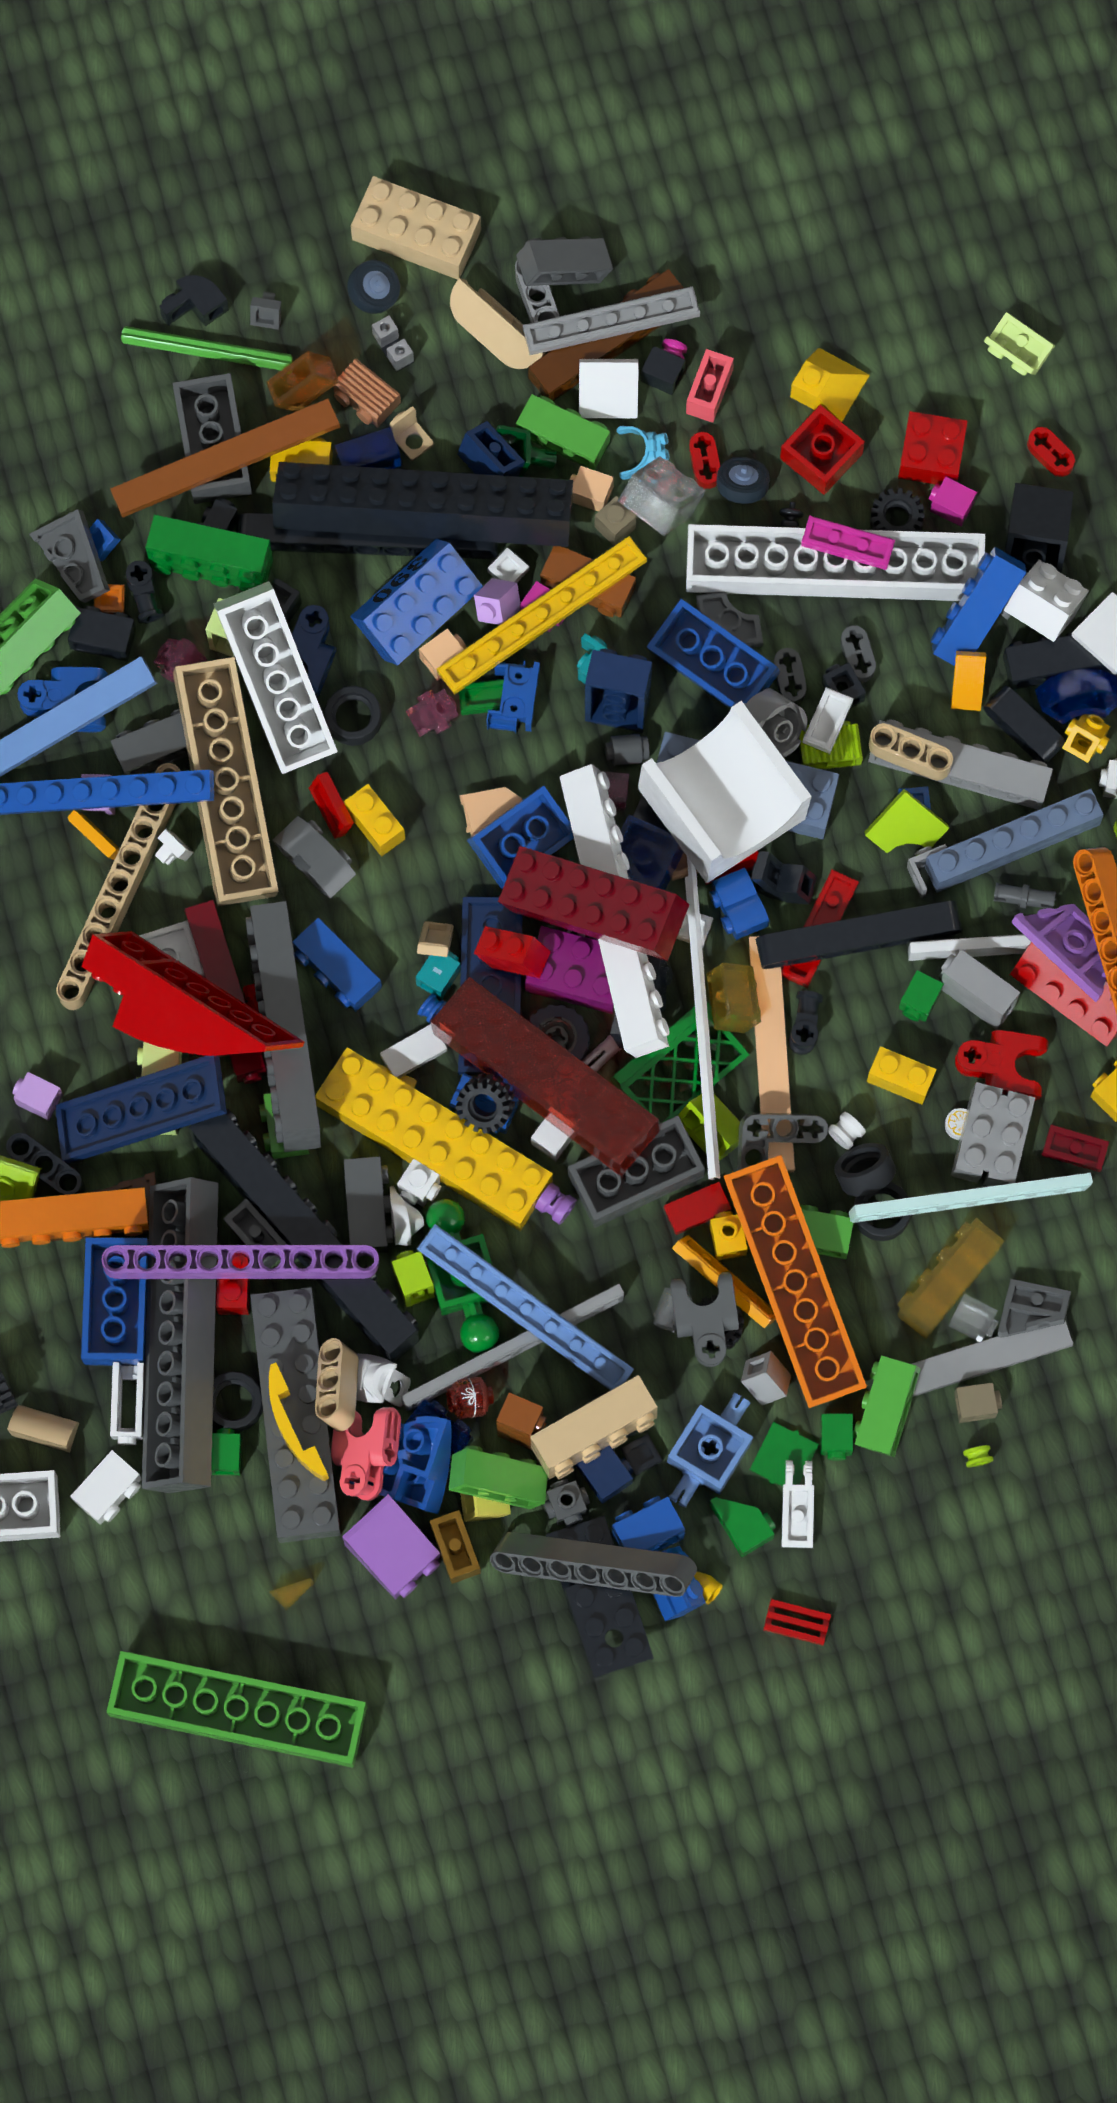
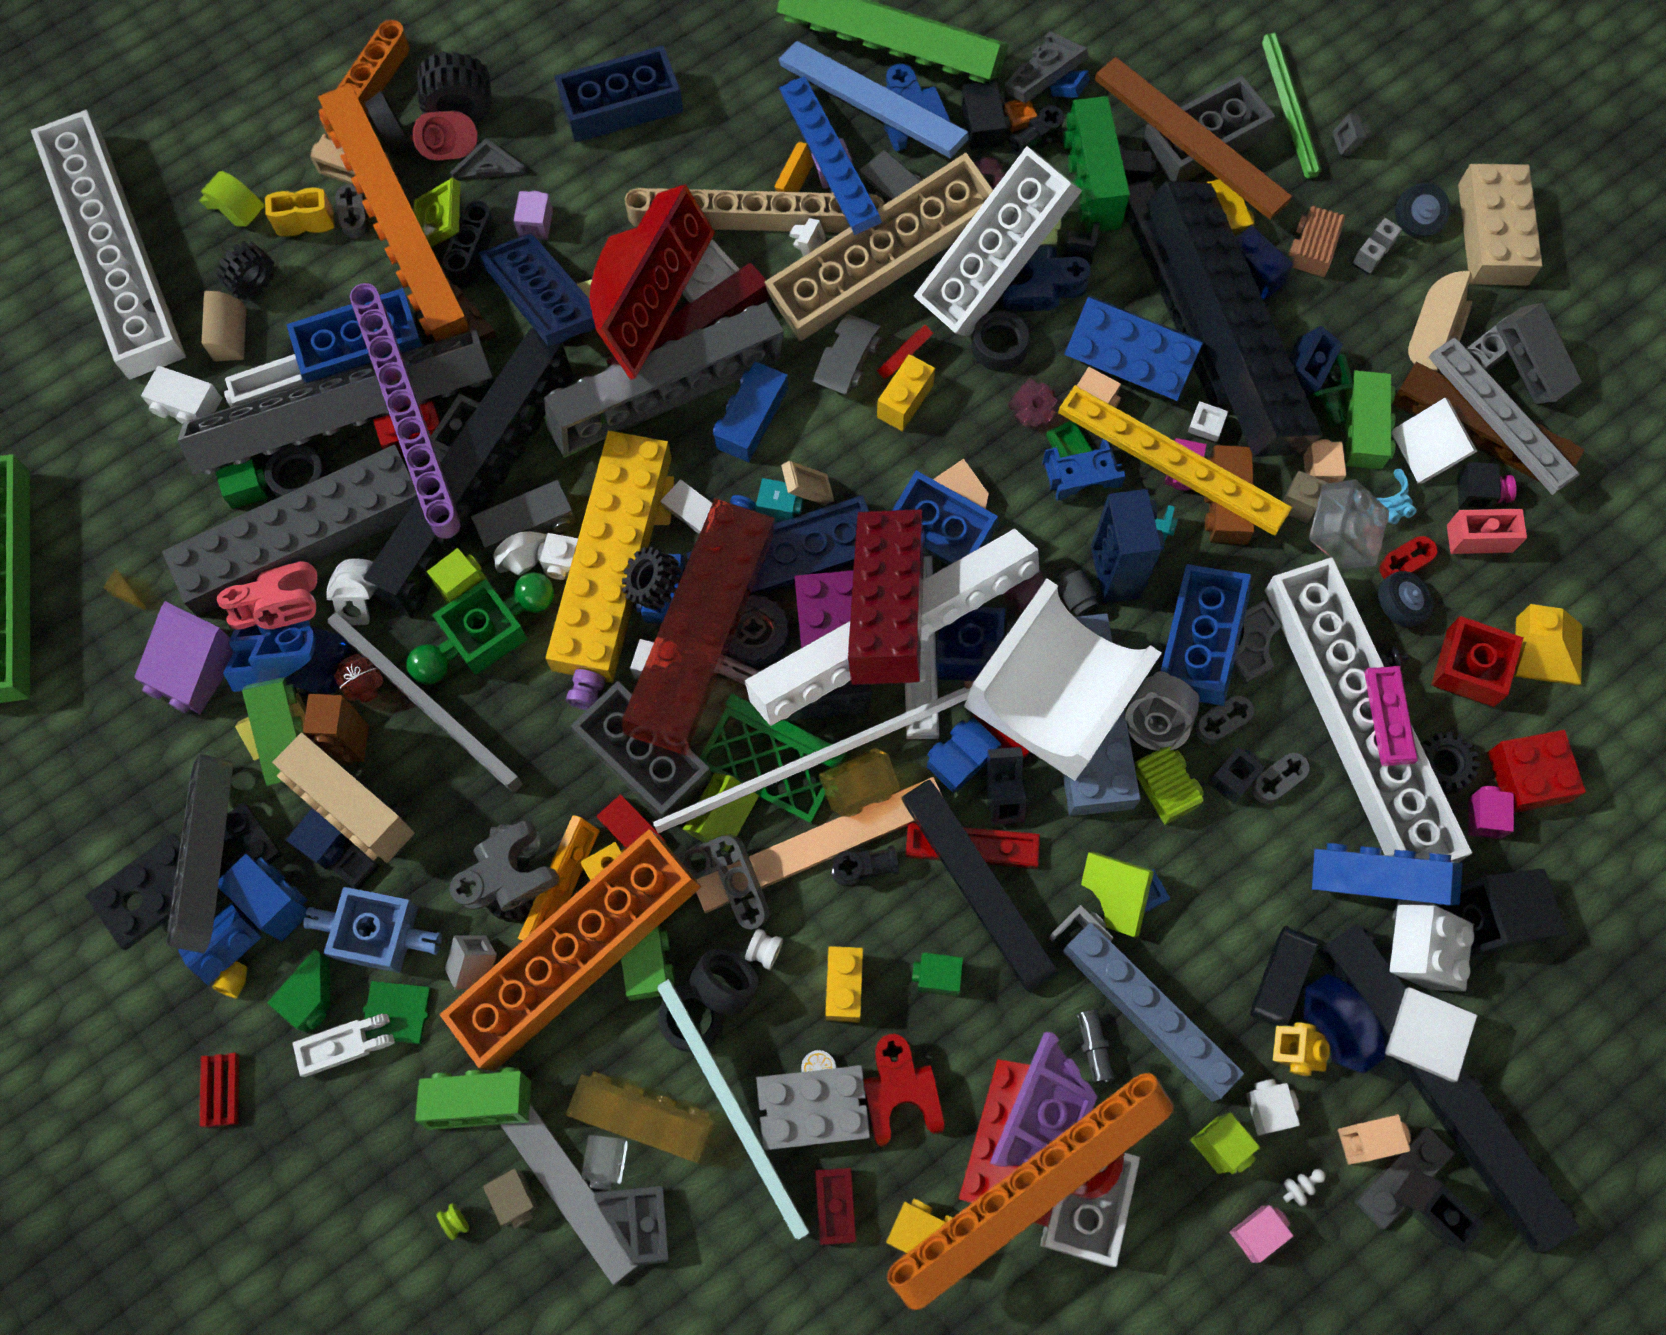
camera: 70 degrees right, 5 degrees down
(194, 294) = (1332, 75): black brick -> none
(302, 381) = (1302, 177): clear orange brick -> none
(308, 1458) = (262, 513): yellow slope -> none
(336, 1384) = (326, 549): tan beam -> none
(405, 425) = (1302, 284): tan bracket -> none
(455, 1547) = (200, 718): pearl gold brick -> none
(497, 601) = (1169, 416): lavender brick -> none
(512, 952) = (816, 549): red brick -> none
(524, 1308) = (455, 693): medium blue tile -> none
(565, 1514) = (277, 808): dark grey brick -> none
(828, 720) = (1192, 767): white tile -> none
(836, 1436) = (429, 1056): green brick -> none
(902, 739) = (1200, 846): tan beam -> none
(968, 680) = (1304, 898): light orange tile -> none
(973, 946) = (1009, 997): white tile -> none
(978, 989) = (968, 1030): light grey brick -> none
(980, 769) = (1210, 926): light grey brick -> none
(1055, 447) = (1605, 900): red beam -> none

